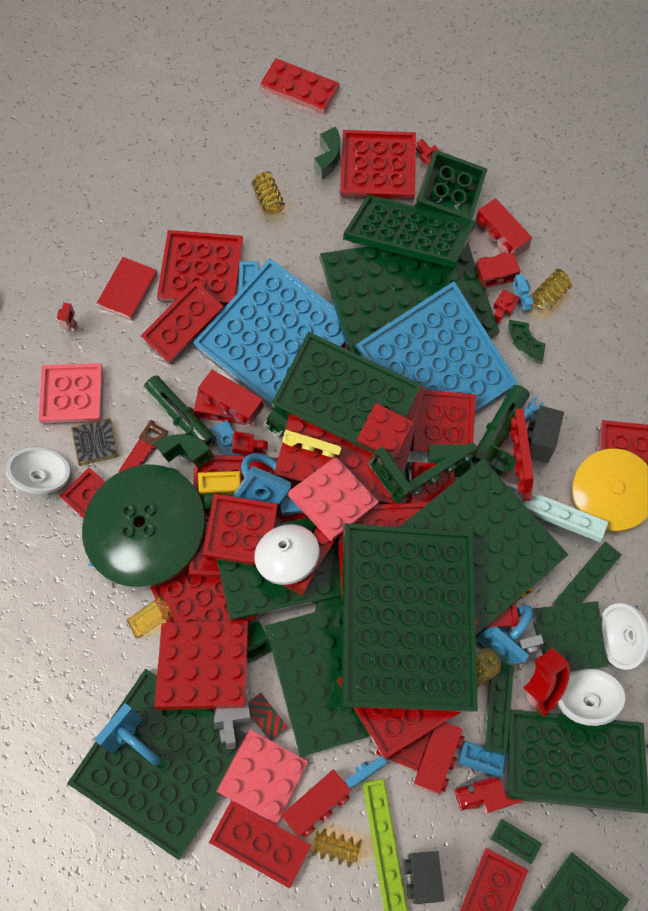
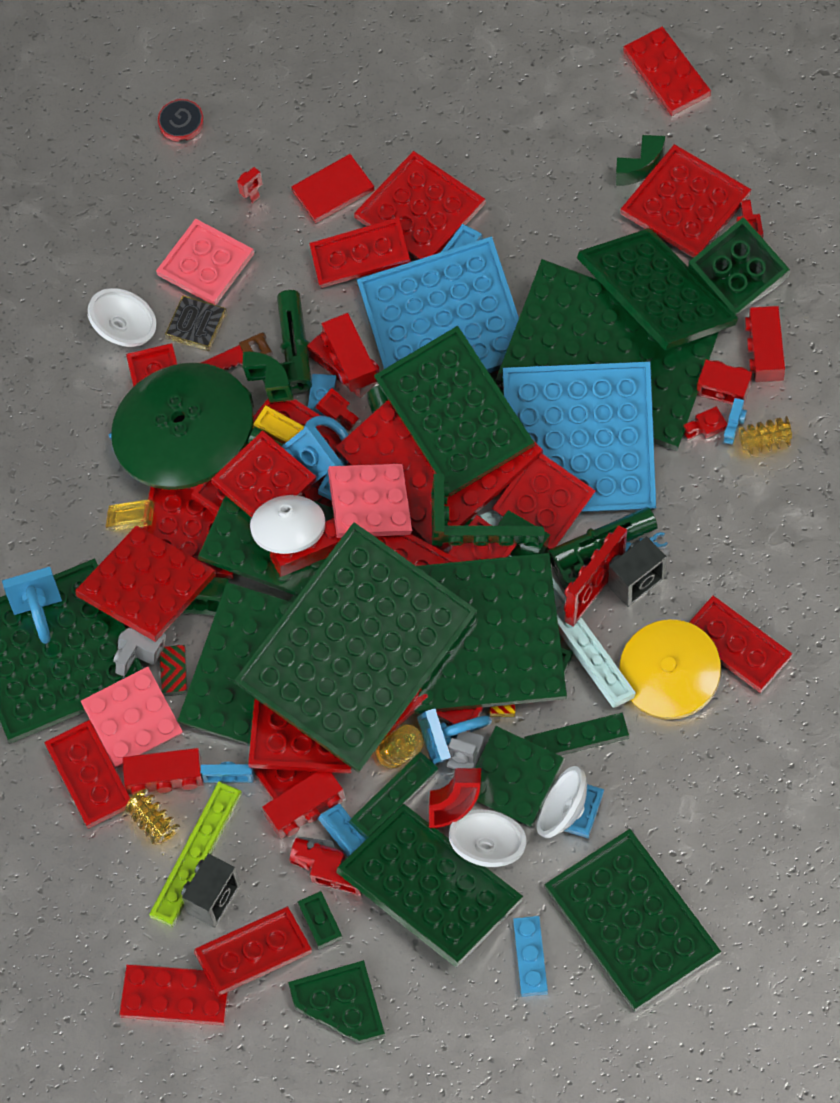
camera: 40 degrees right, 5 degrees down
(268, 193) = (543, 169): clear yellow piece -> none
(292, 438) = (386, 436): light yellow hinge -> none
(384, 429) = (464, 466): red plate -> none
(525, 342) = (698, 474): dark green tile -> none

